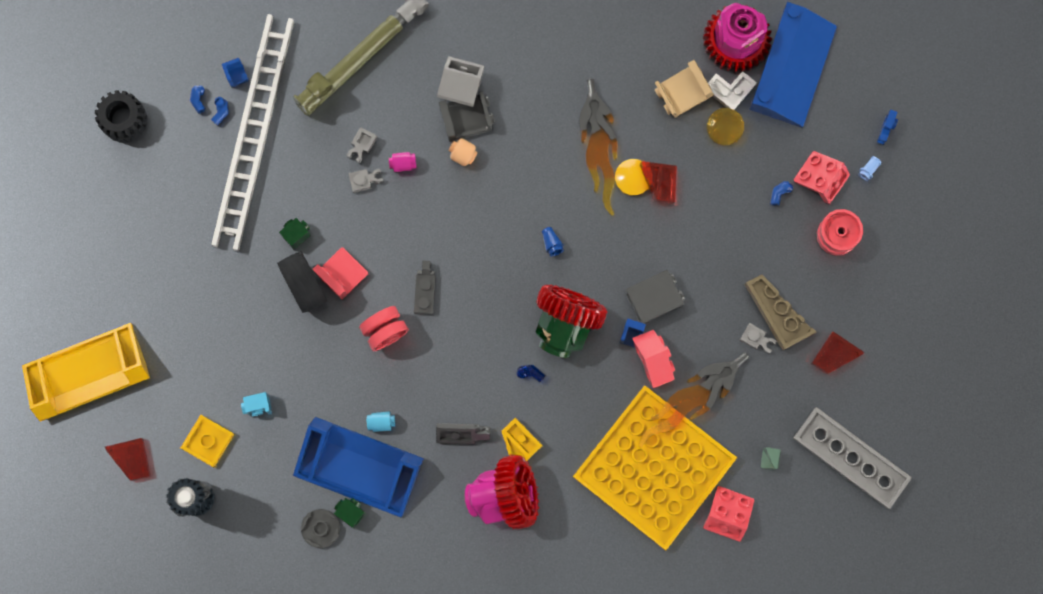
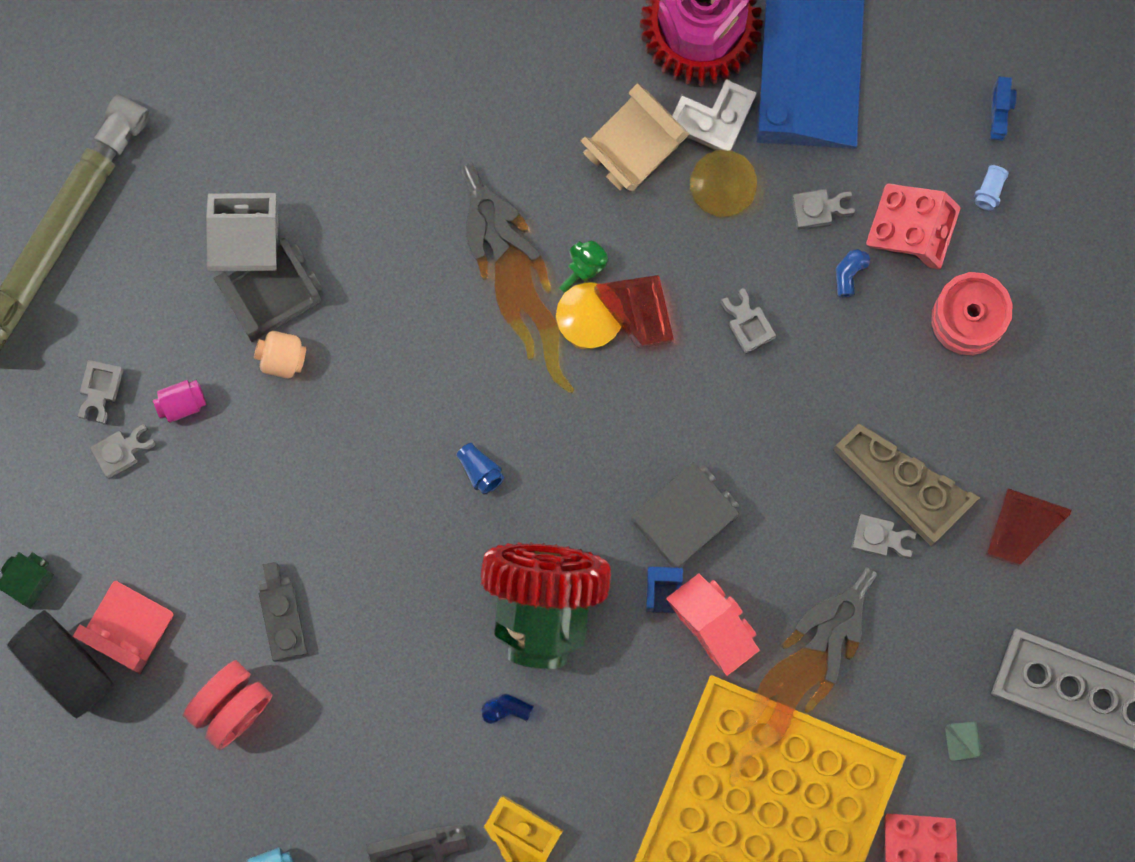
camera: 15 degrees left, 0 degrees up
(640, 148) = (587, 262): none -> green piece
(718, 206) = (749, 325): none -> light grey plate
(772, 154) = (815, 209): none -> light grey plate

